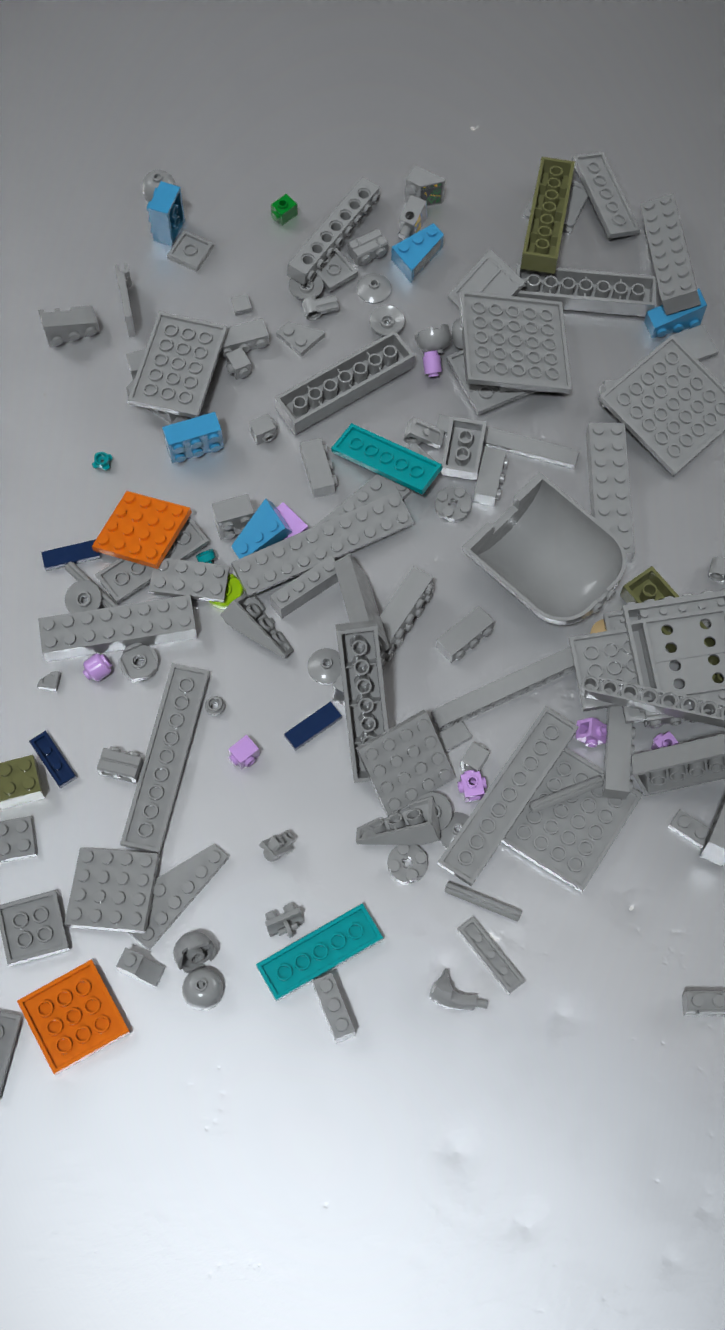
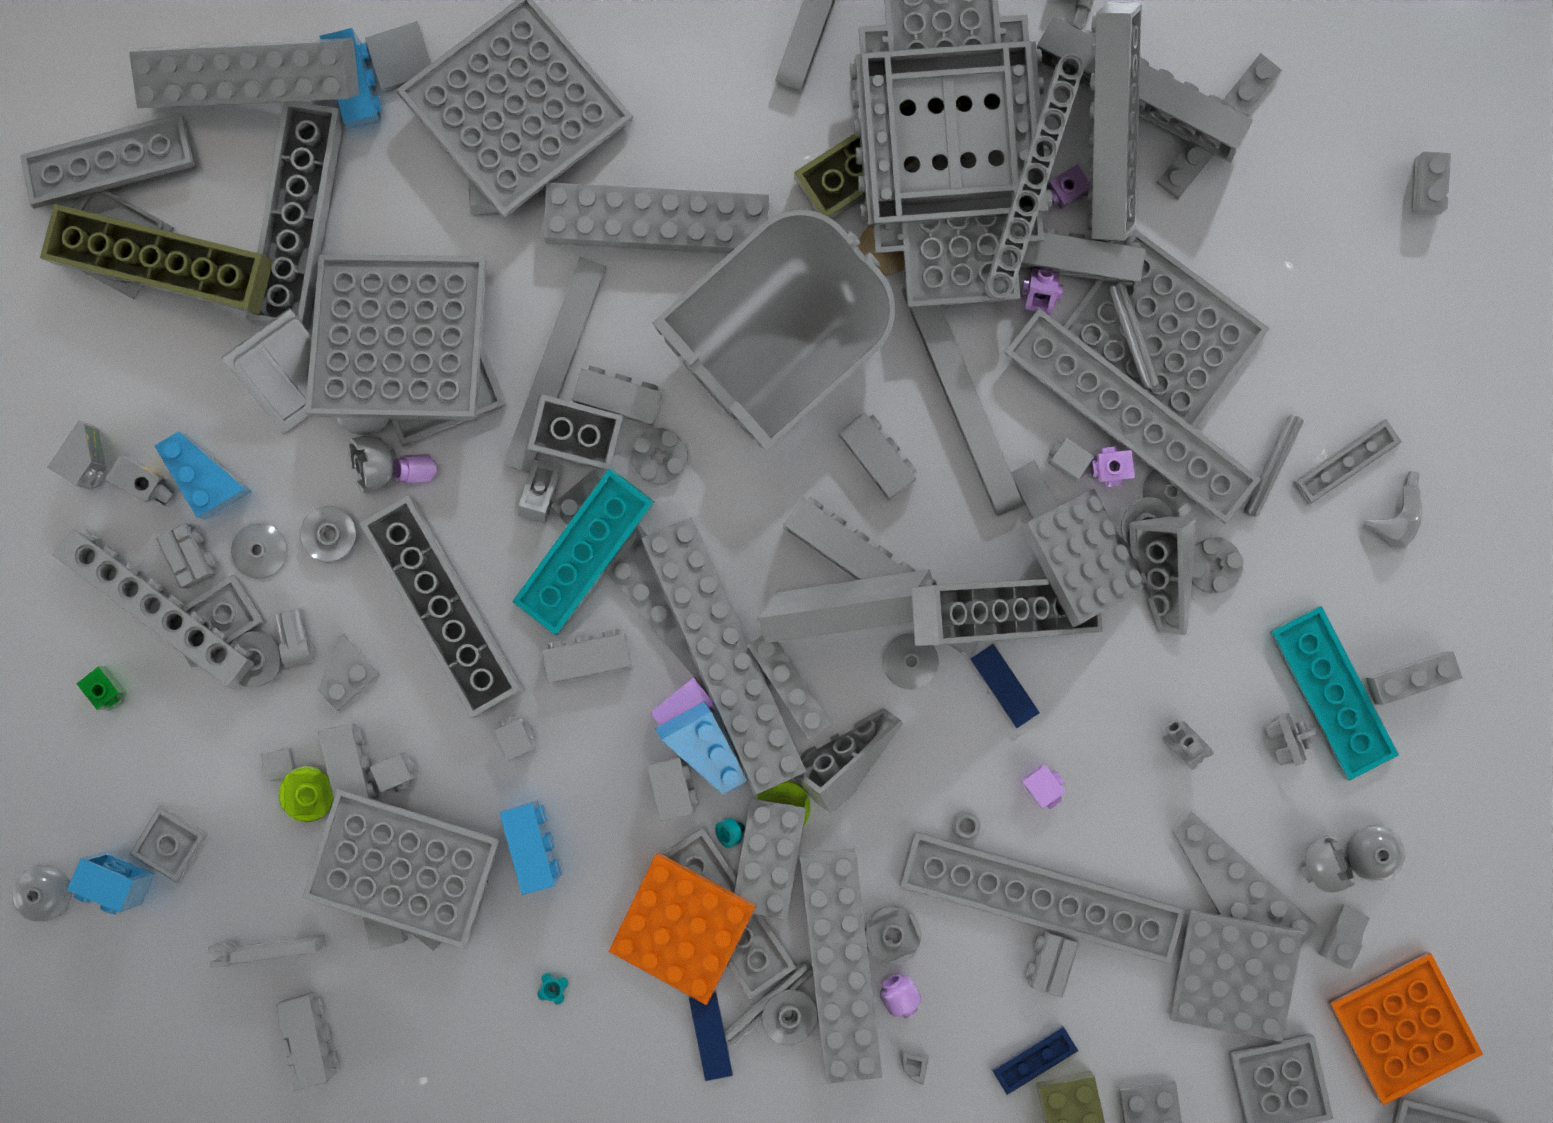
camera: 85 degrees left, 20 degrees up
(224, 314) = (306, 794): none -> lime tile

